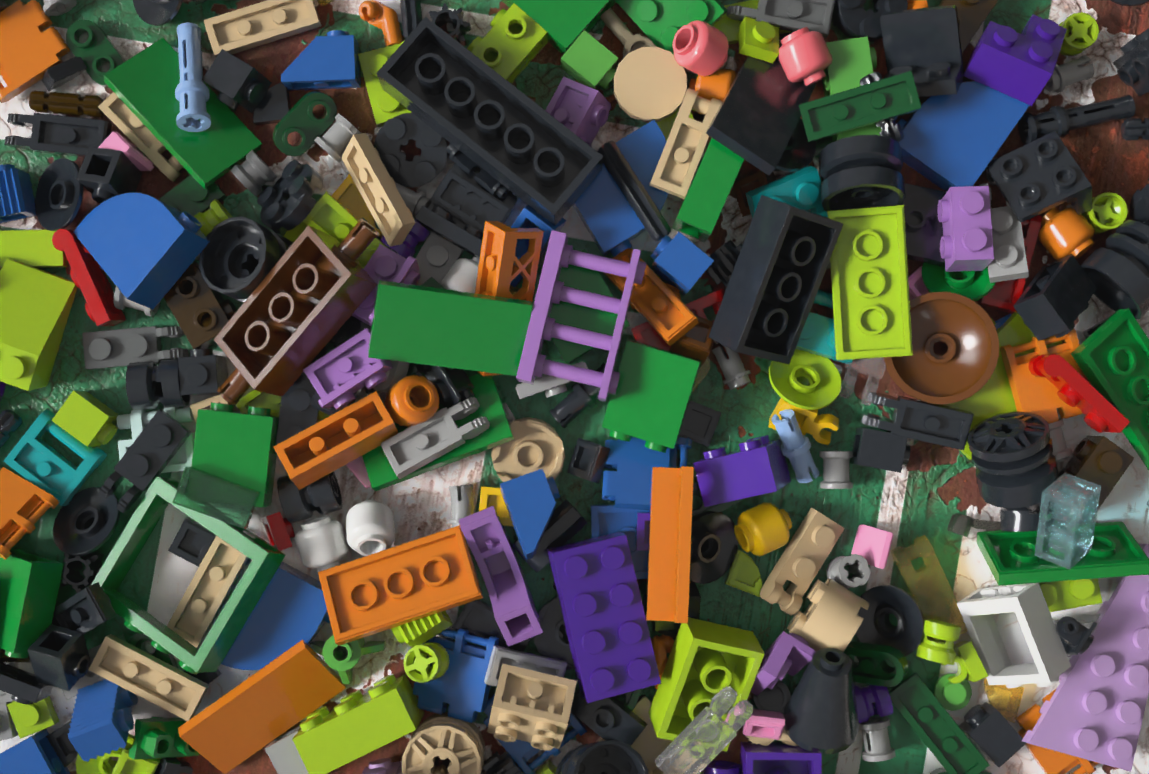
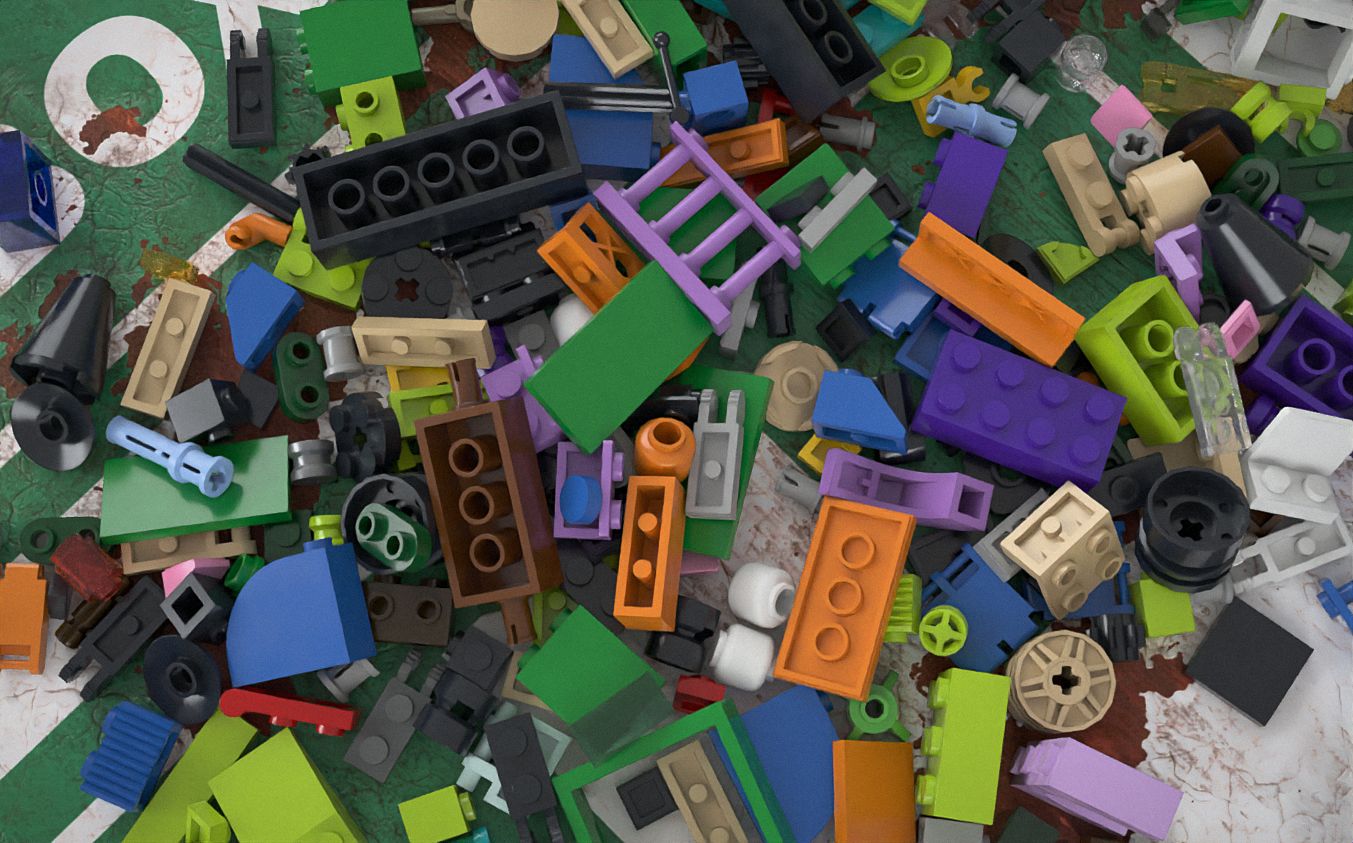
camera: 55 degrees left, 10 degrees down
(80, 82) = (87, 568): none -> clear red brick
(151, 184) = (242, 571): none -> green plate
(227, 267) = (393, 537): none -> dark green plate
(333, 372) = (580, 499): none -> blue tile
(590, 62) = (450, 60): bright green brick -> none
(636, 398) = (848, 194): none -> light grey plate
(644, 372) = (799, 200): none -> black tile
(647, 248) = (661, 41): none -> black hinge
(763, 529) = (1033, 208): yellow head -> none
(884, 626) = (1212, 154): none -> reddish brown slope
(899, 494) = (1085, 54): none -> clear wheel

